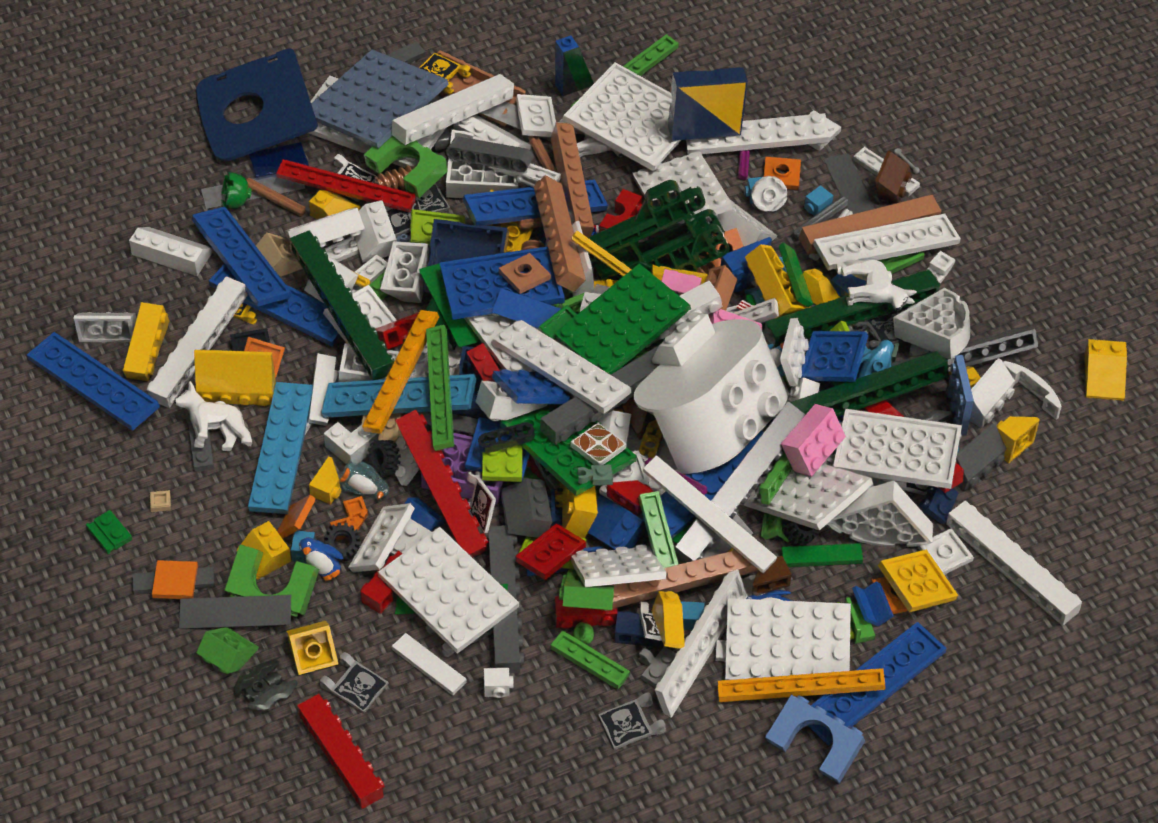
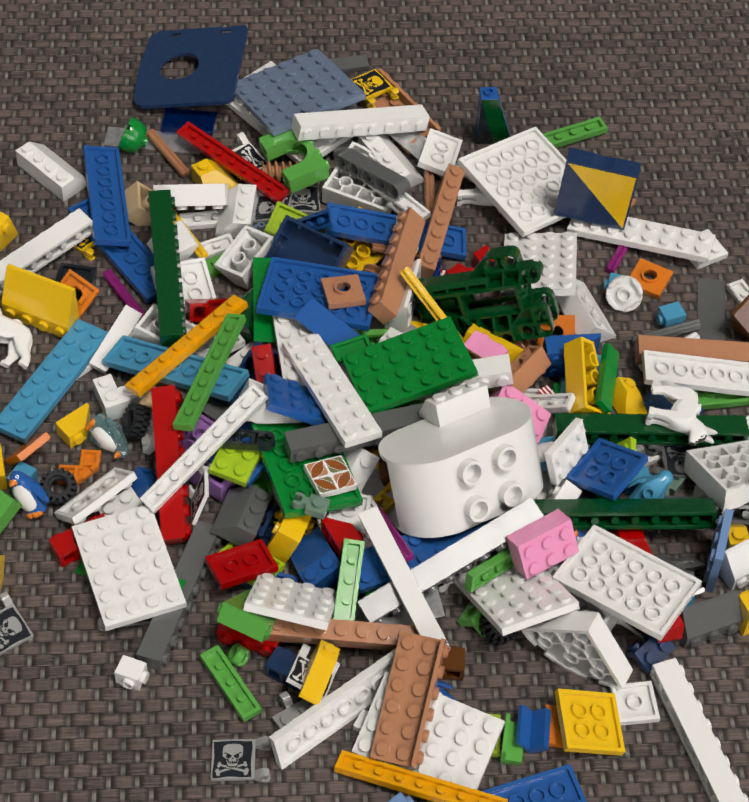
camera: 20 degrees right, 0 degrees up
(300, 342) = (121, 291): none -> magenta axle
(429, 664) = (79, 632): white tile -> none
(468, 212) = (322, 219): none -> blue slope
(471, 458) = (203, 448): none -> white tile
(691, 613) = (346, 671): dark azure brick -> none
(761, 614) = (409, 700): none -> nougat bracket
(822, 555) = (508, 661): green tile -> none

